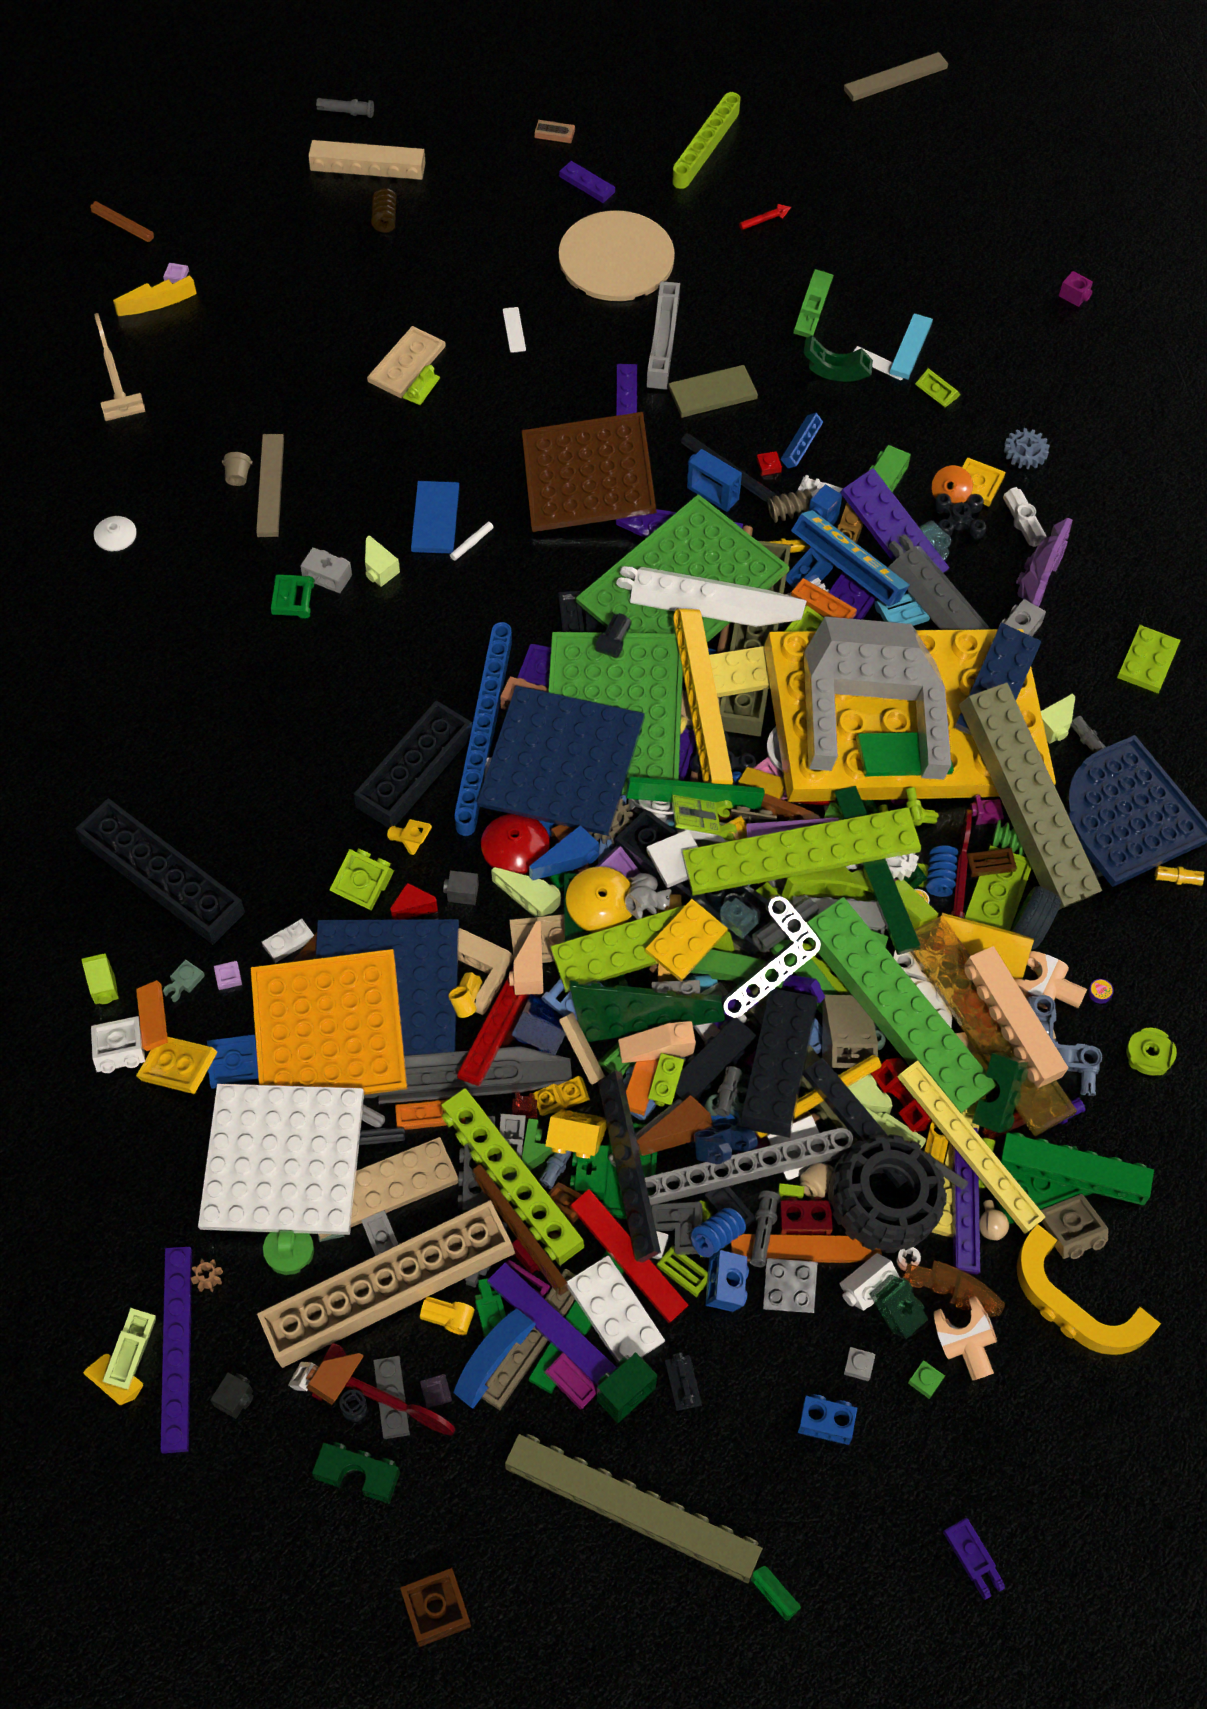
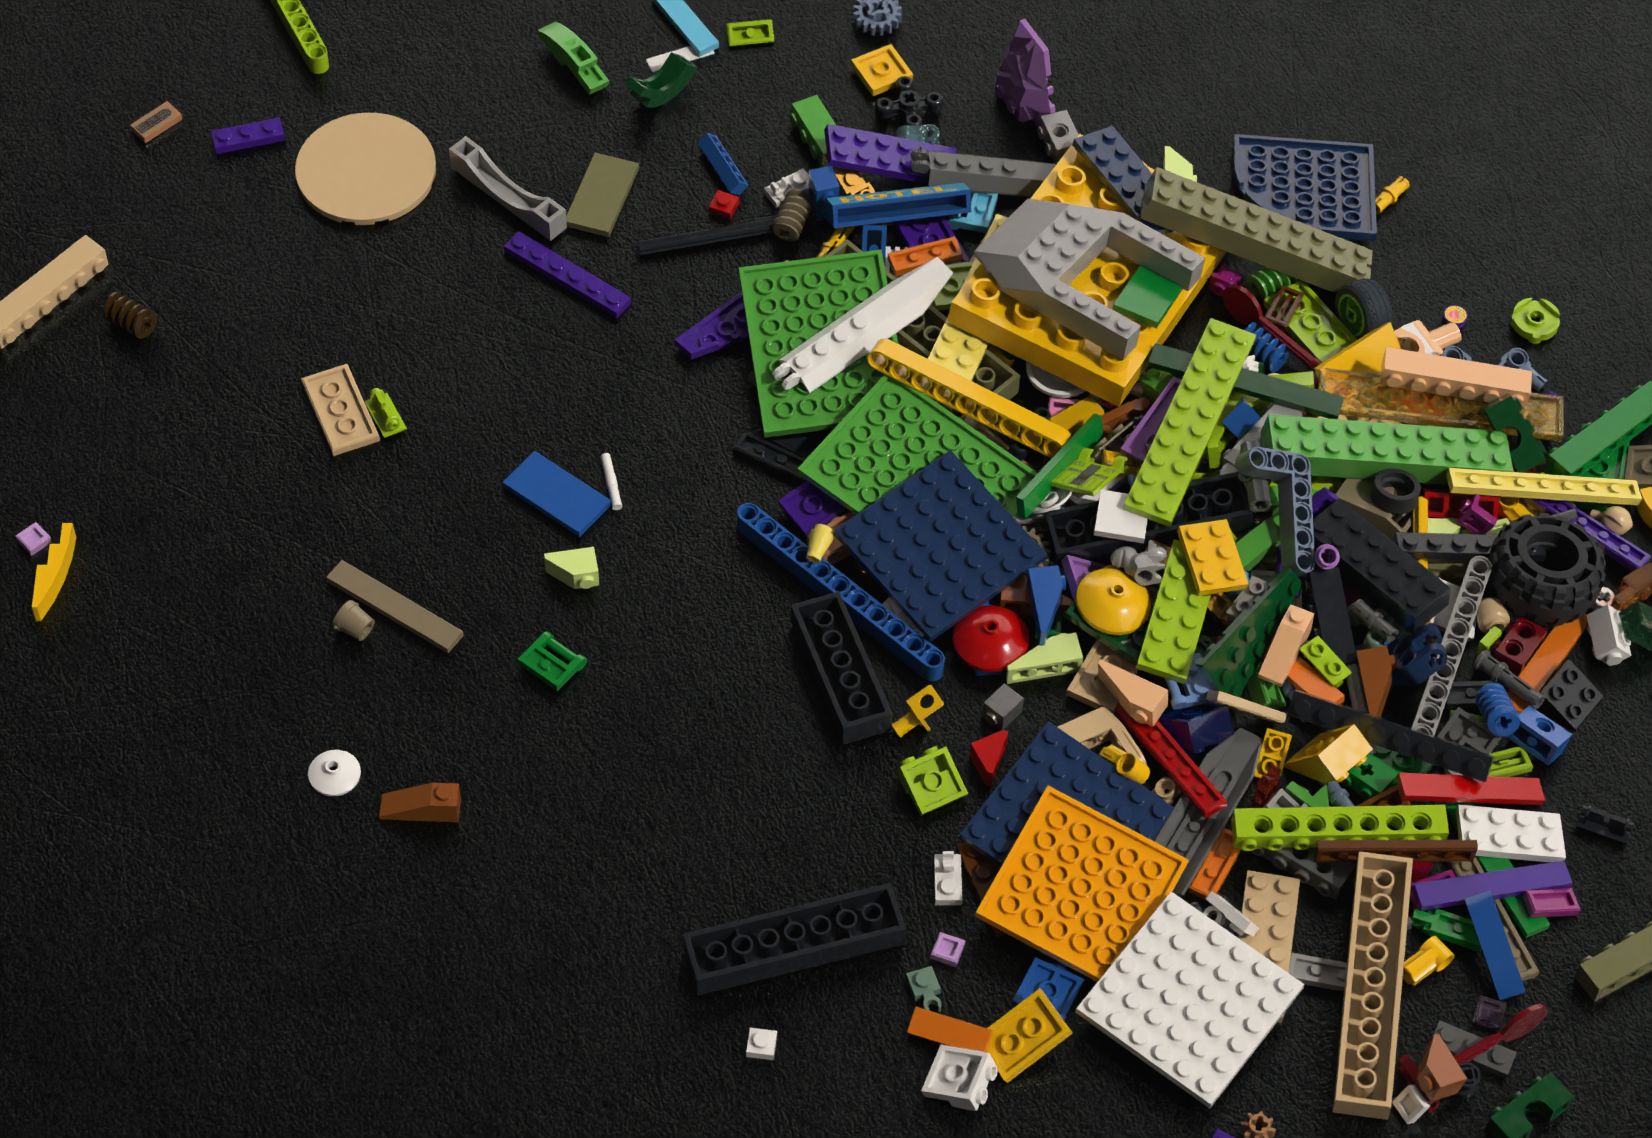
camera: 55 degrees left, 5 degrees down
(67, 904) = (761, 1043): none -> white plate
(100, 979) = (881, 1052): lime slope -> none
(122, 404) = (78, 645): tan piece -> none
(122, 595) = (423, 803): none -> dark orange slope
(288, 1251) = (1276, 1054): bright green tile -> none
(327, 569) = (548, 613): light grey brick -> none
(380, 1144) = (1225, 910): none -> white plate
(467, 1037) = (1164, 784): none -> tan plate
(503, 685) = (820, 540): none -> light yellow cone
(514, 329) = (379, 301): white sticker -> none
(588, 472) = (618, 341): reddish brown plate -> none
(612, 641) = (853, 425): black piece -> none
(626, 1386) = (1590, 861): dark green brick -> none
(729, 477) = (715, 240): blue window -> none
(739, 923) = (1223, 504): clear light blue brick -> none
(746, 1018) = (1330, 555): none -> medium lavender cone
(780, 211) = (434, 14): red piece -> none
(841, 886) = (1241, 419): none -> blue panel
(855, 1048) = (1393, 503): none -> black tyre
(894, 1111) = (1474, 517): none -> magenta bracket
(918, 813) = (1195, 327): lime axle -> none
(962, 483) = (863, 84): orange dish -> none
(1024, 516) = (949, 62): white piece -> none
(1087, 735) = (1211, 166): dark grey pin -> none
(1148, 659) = (1163, 76): lime plate -> none

